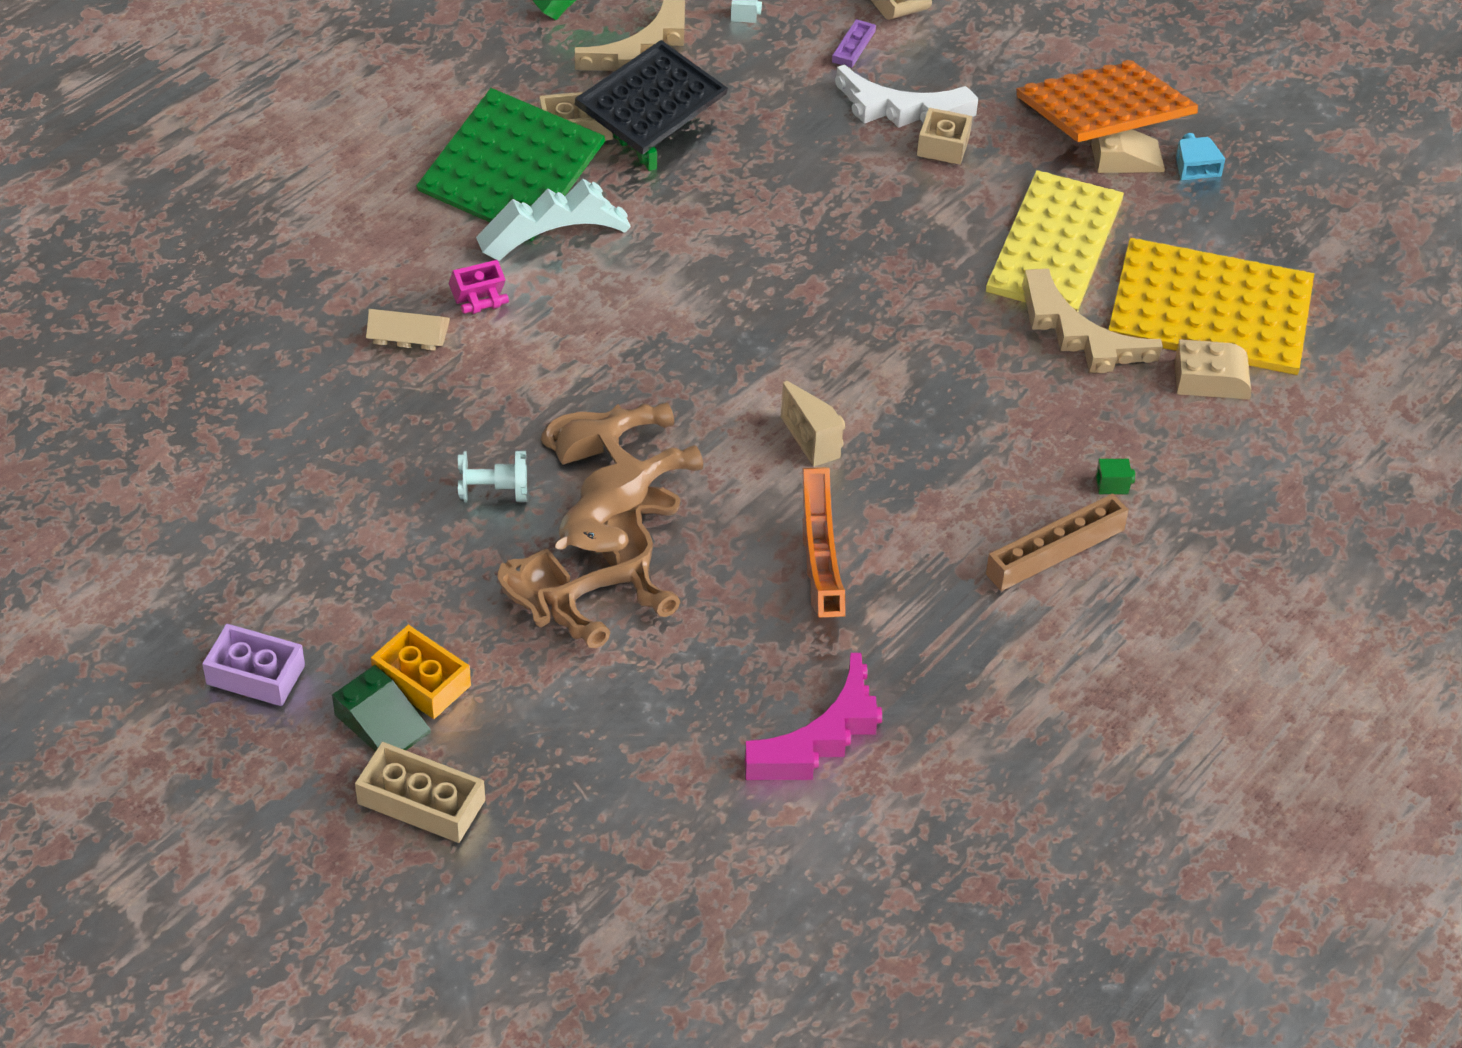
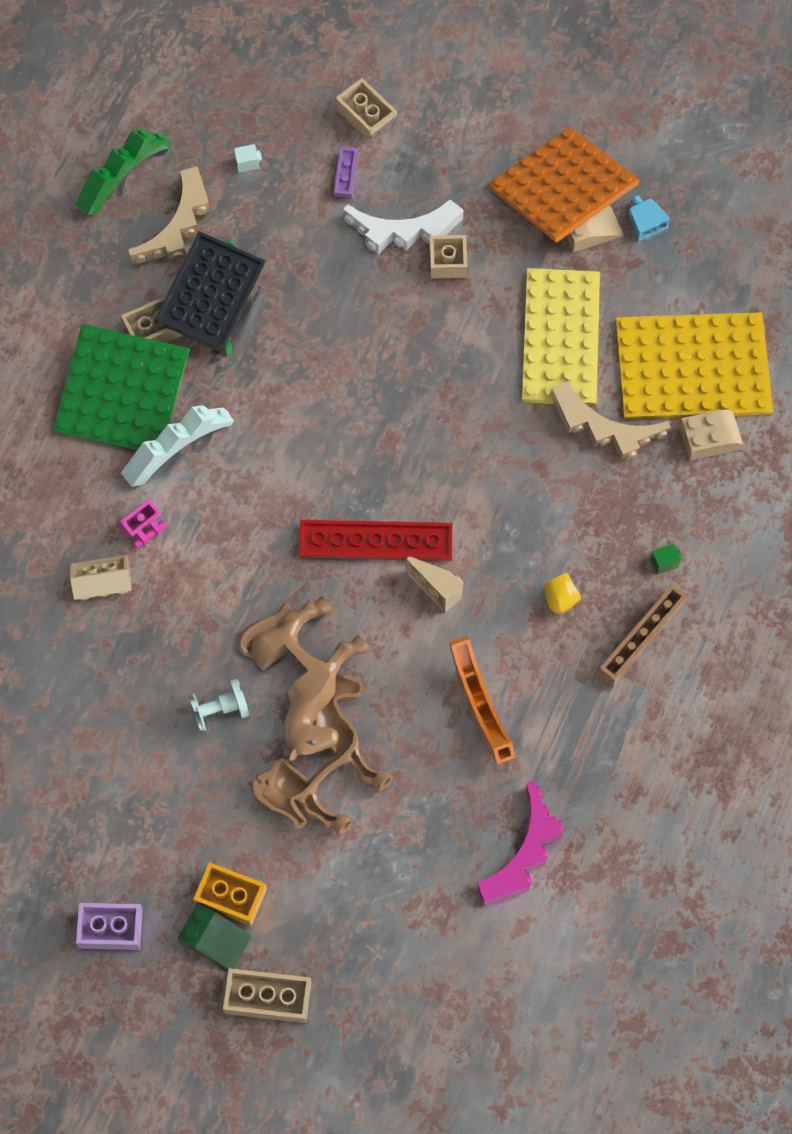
camera: 15 degrees left, 20 degrees up
(750, 370) = (375, 540): none -> red plate
(967, 474) = (561, 594): none -> yellow piece

